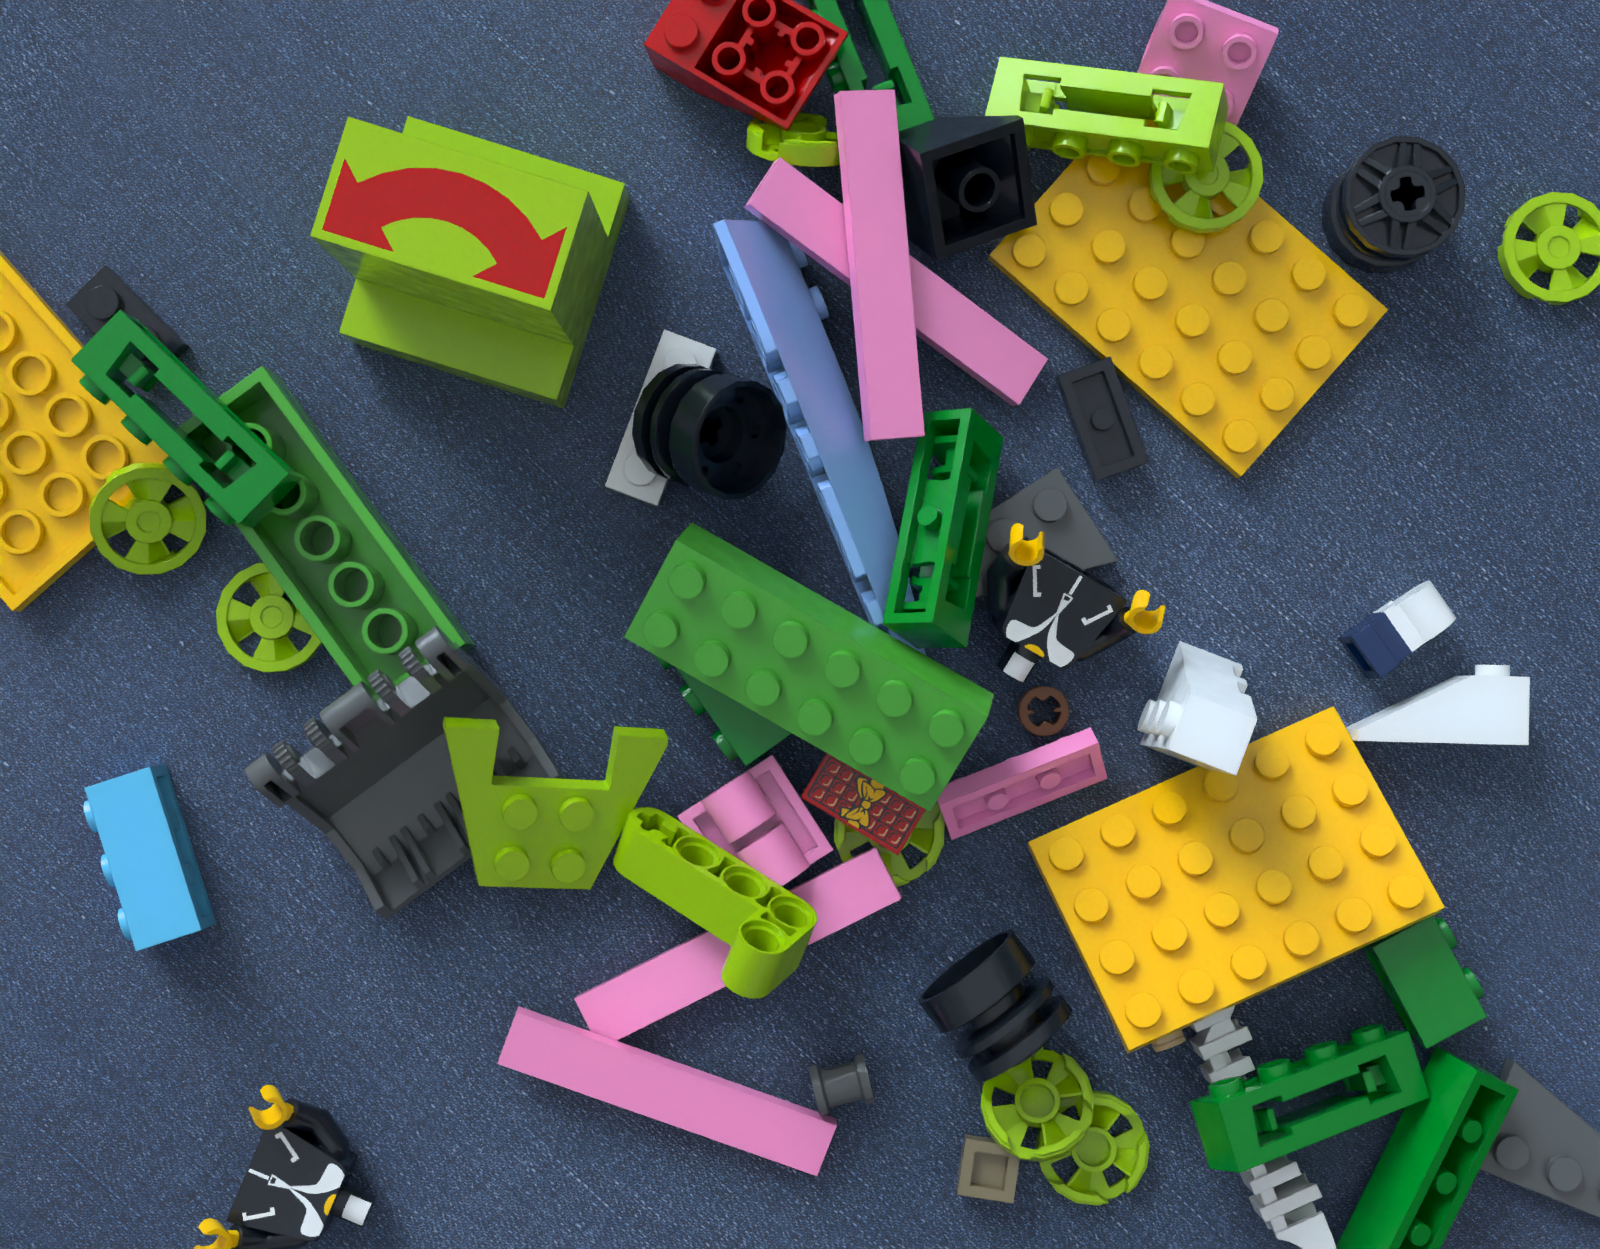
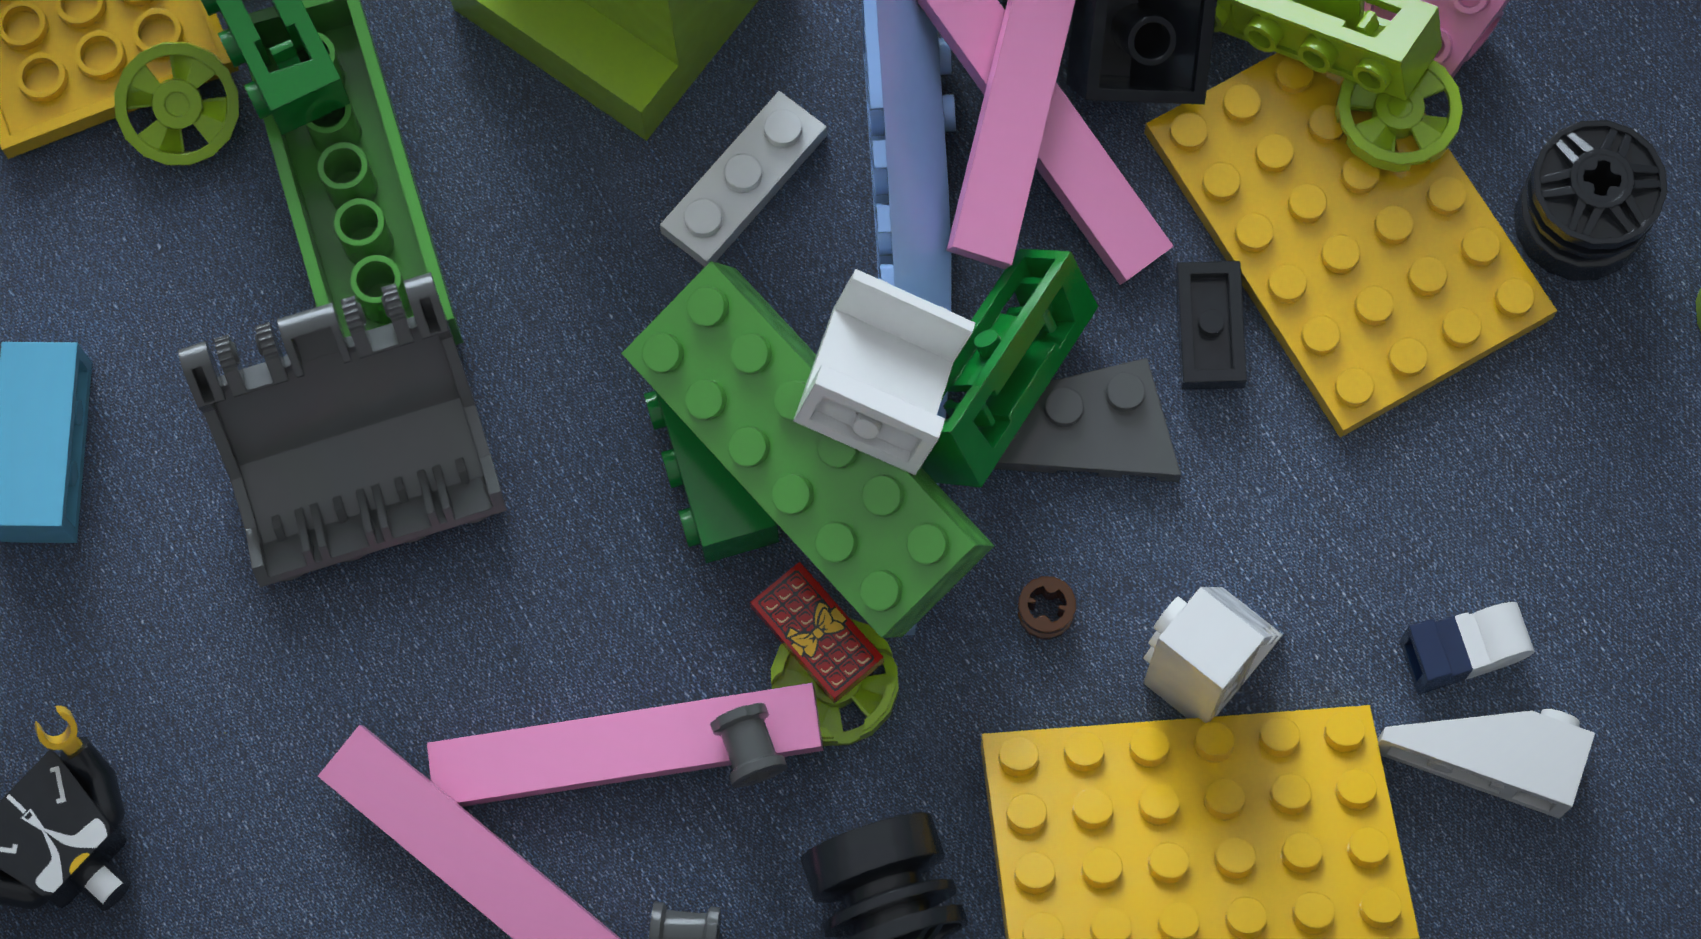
camera: 25 degrees right, 15 degrees down
(269, 617) = (261, 248): lime piece -> none
(545, 828) = (461, 542): lime wing -> none
(709, 430) = (788, 190): black wheel -> none
(722, 895) = (652, 702): lime beam -> none
(761, 822) = (688, 628): bright pink plate -> none
(846, 925) = (748, 745): none -> dark grey bush
(857, 592) = (883, 372): none -> white panel
(1021, 783) = (995, 672): bright pink plate -> none
(1057, 608) = (1093, 491): black torso -> none

